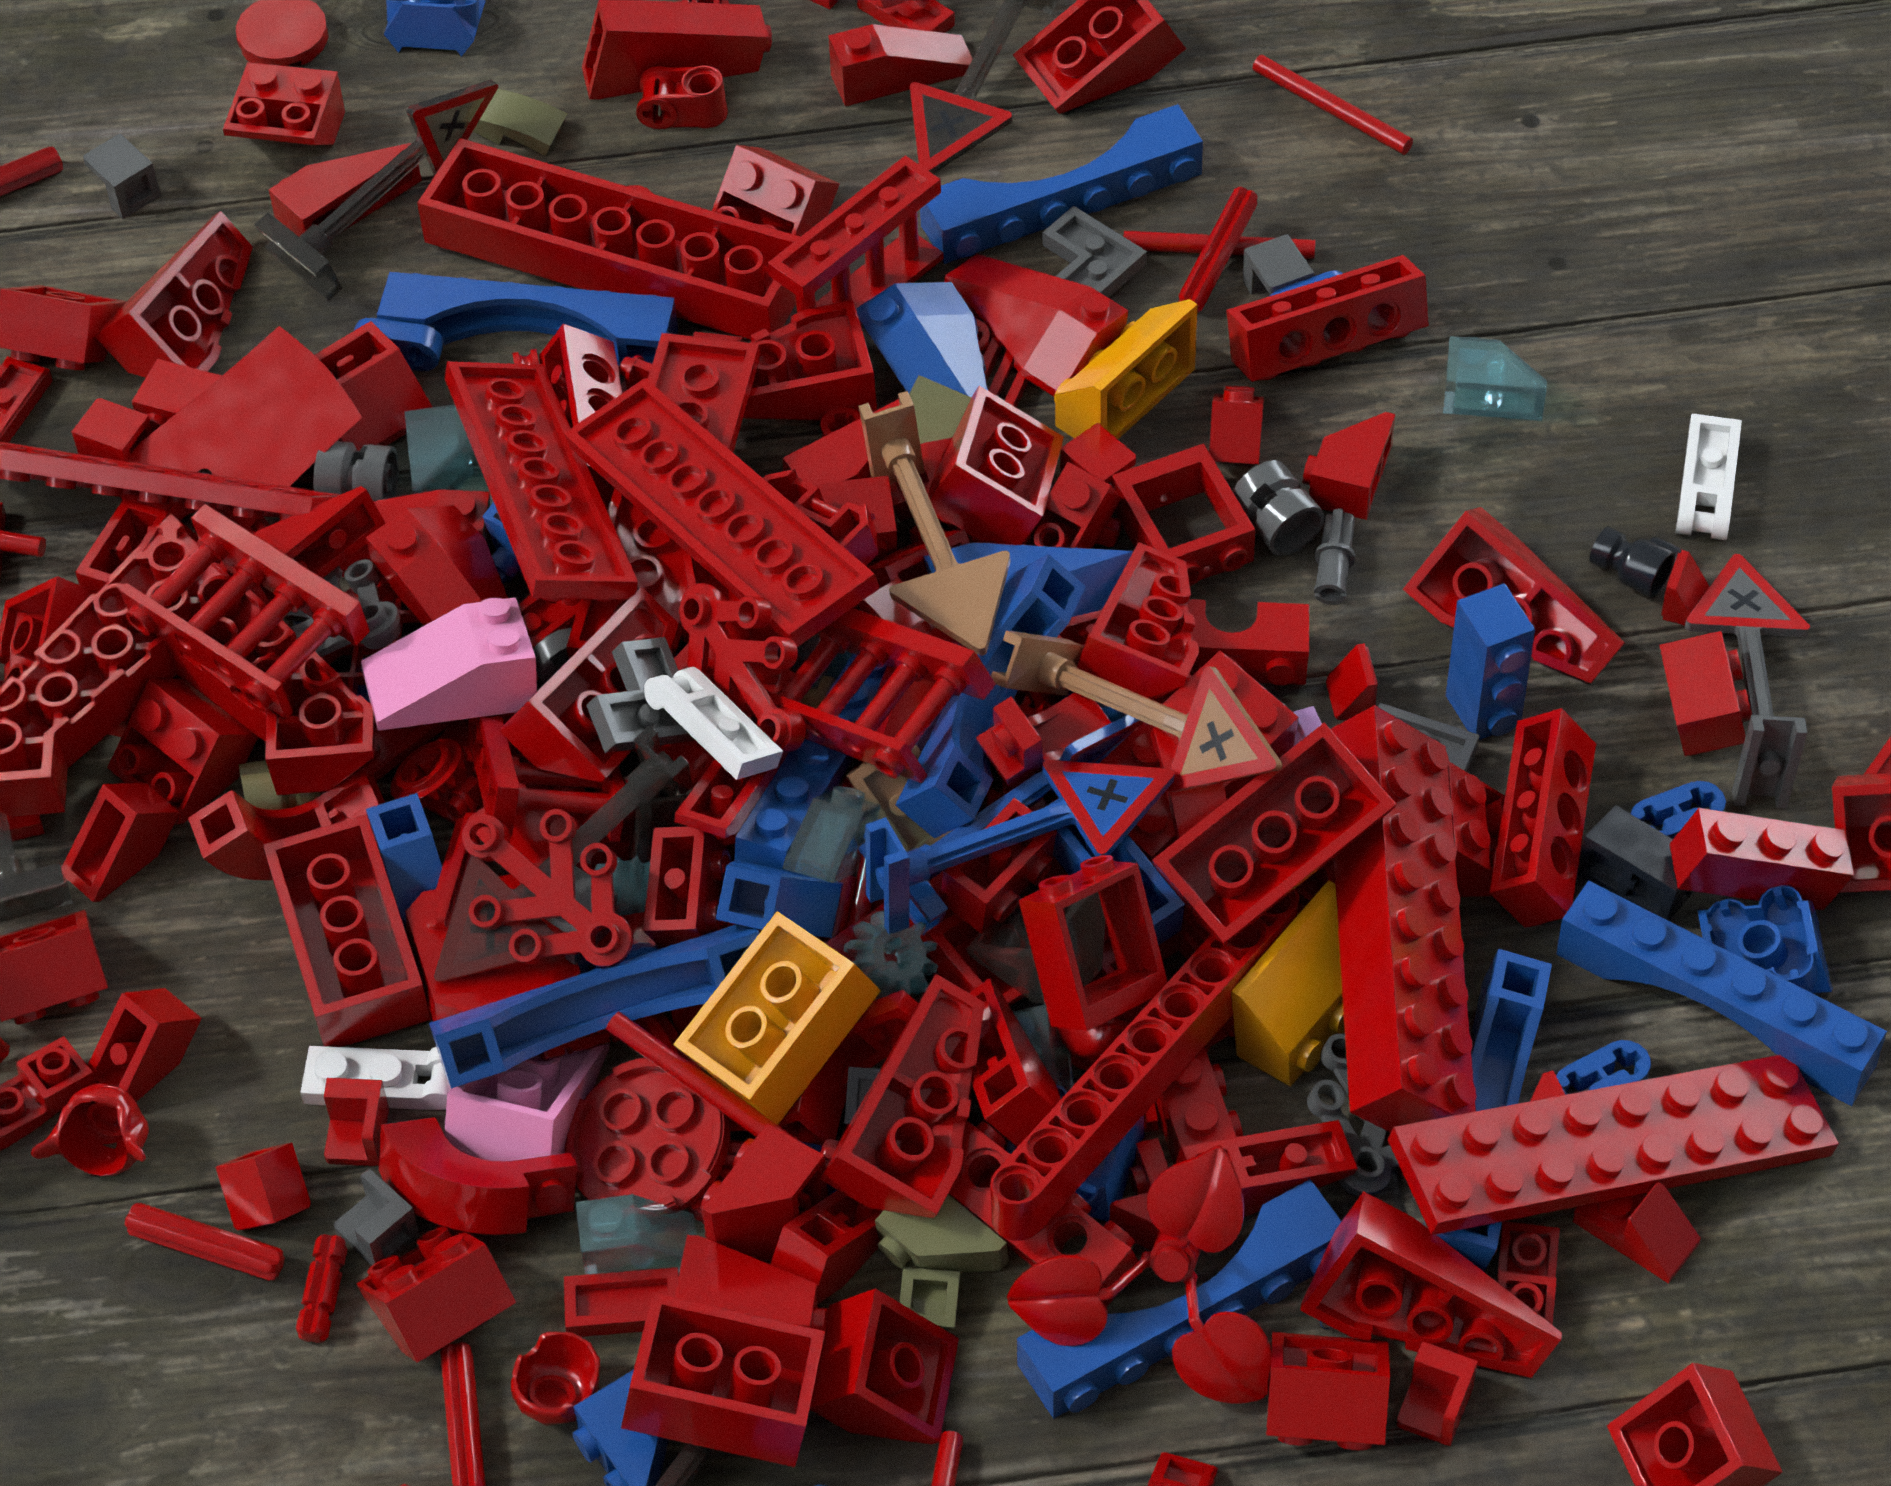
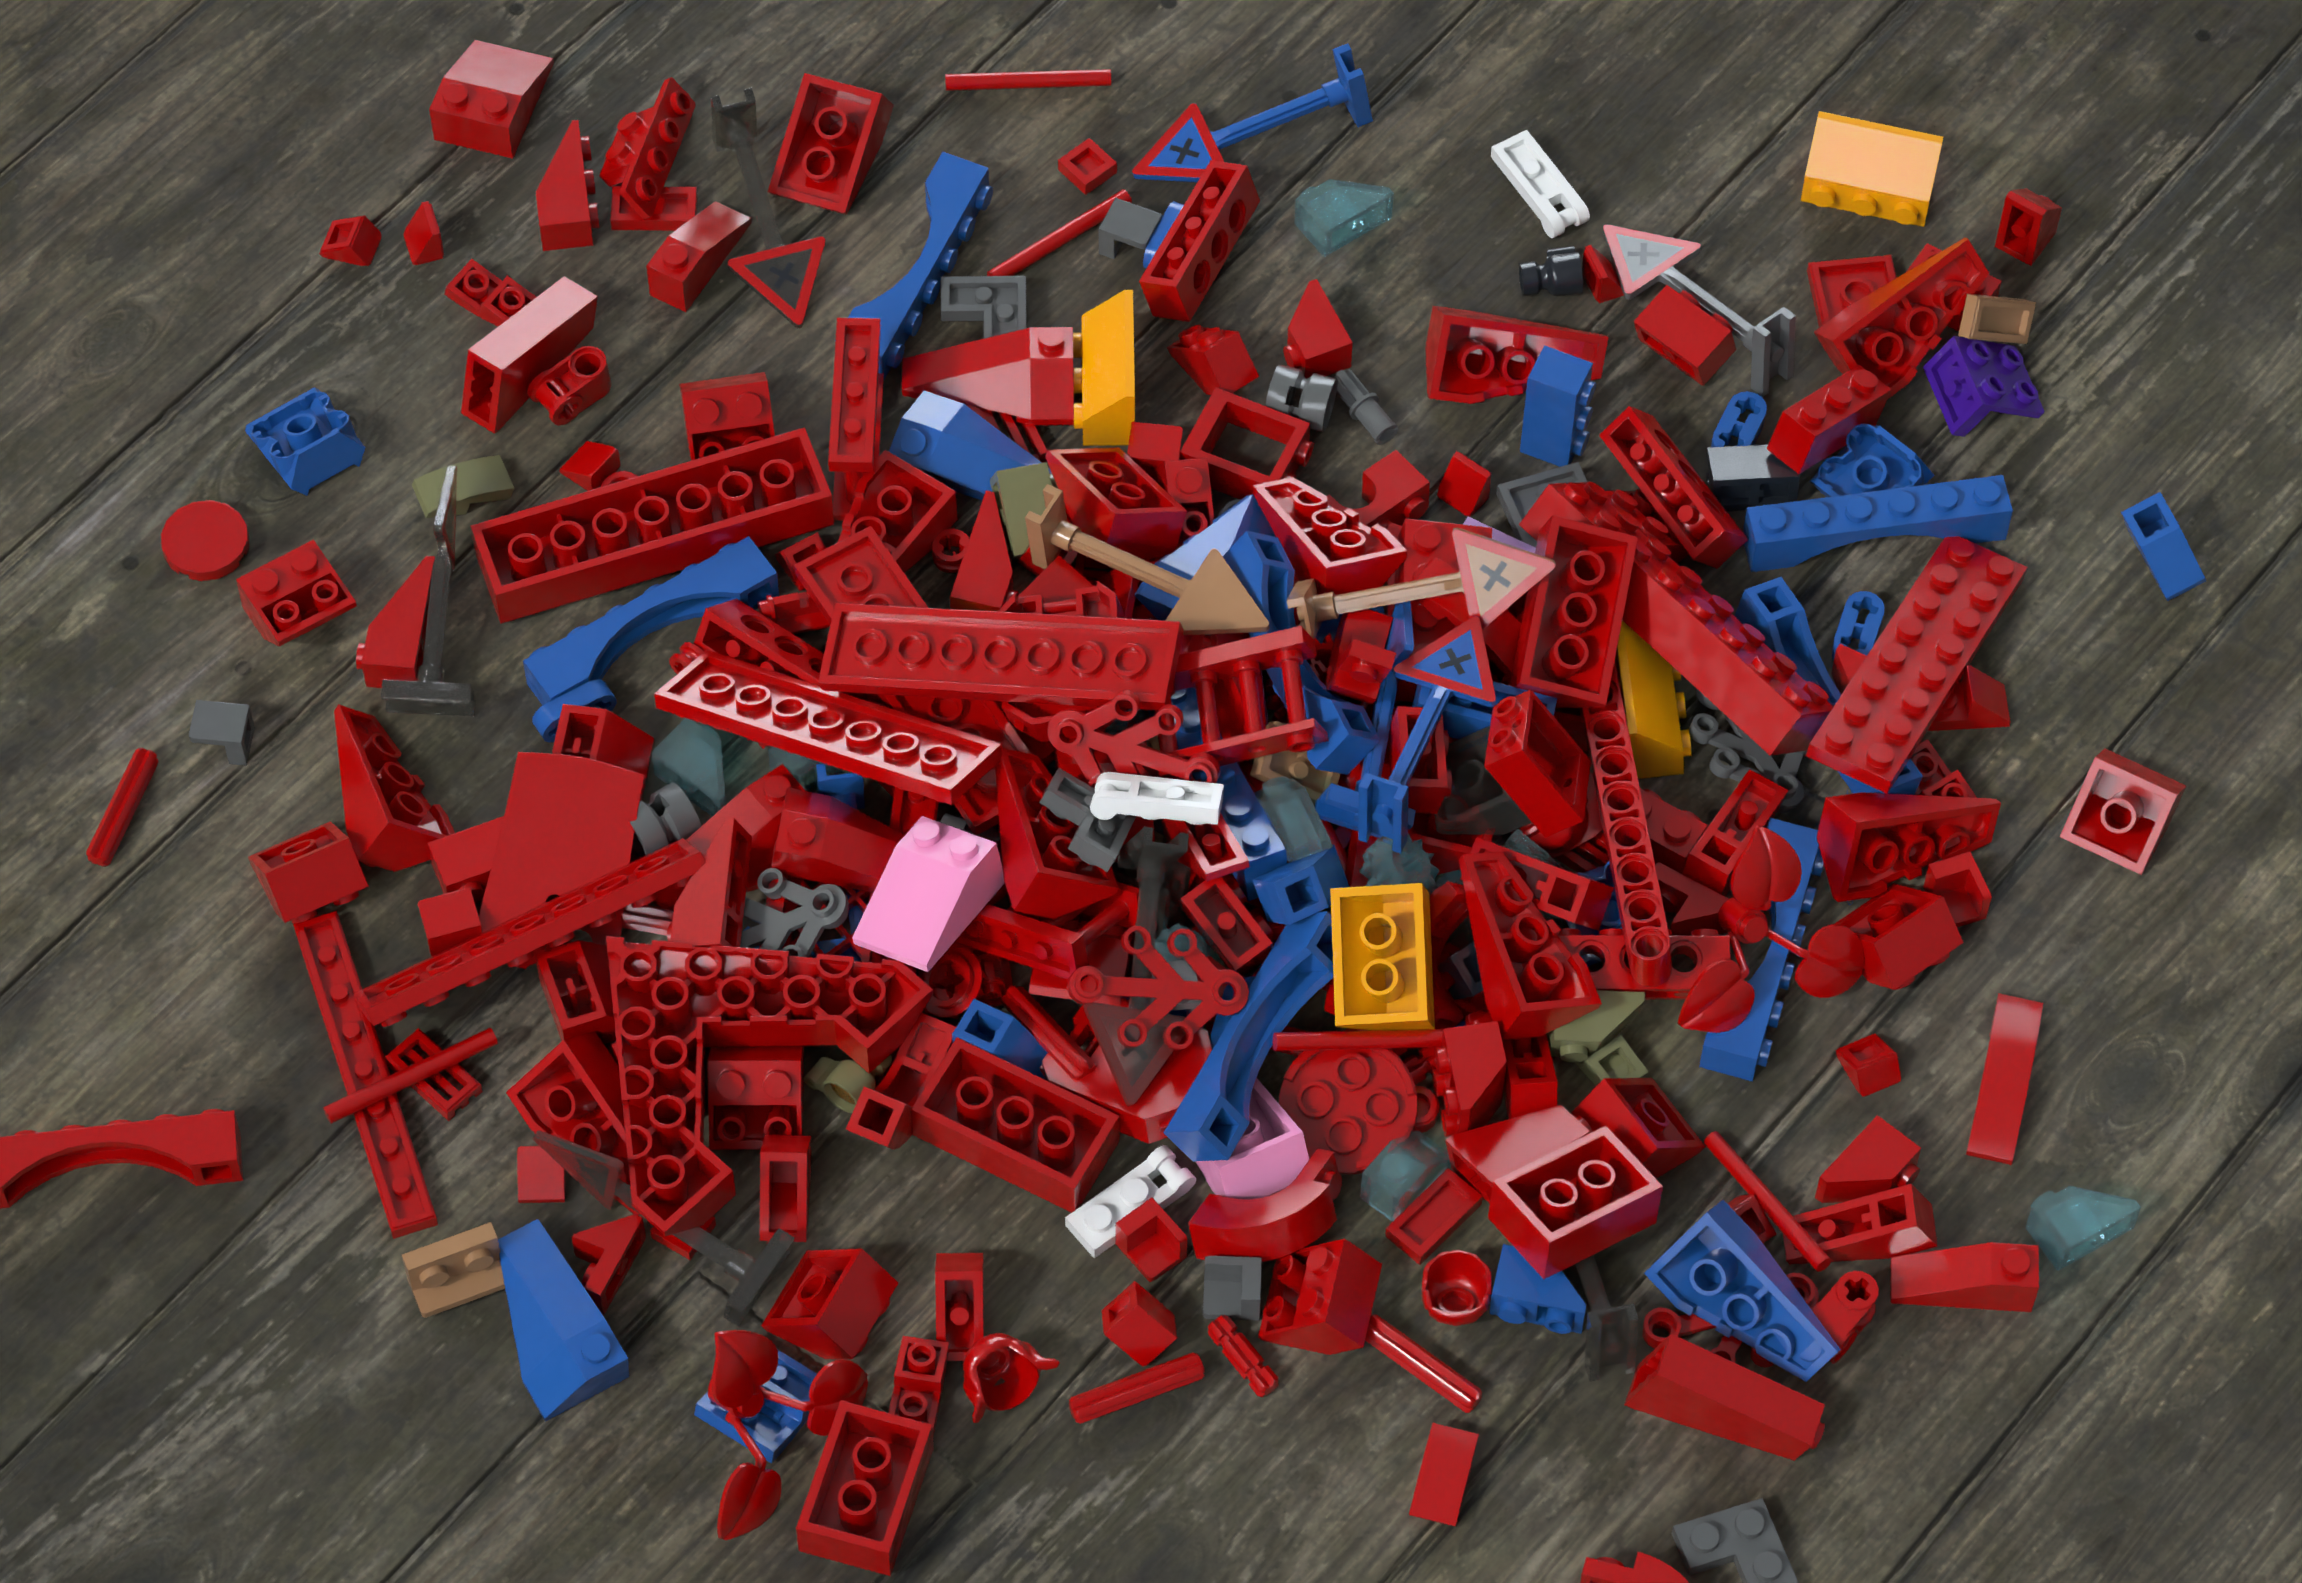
camera: 45 degrees left, 5 degrees up
(255, 565) = (737, 918): red fence -> none
(632, 169) = (591, 465): none -> red slope
(1219, 247) = (1071, 241): red axle -> none
(1303, 201) = (1087, 166): none -> red plate
(1423, 238) = (1190, 146): none -> blue piece

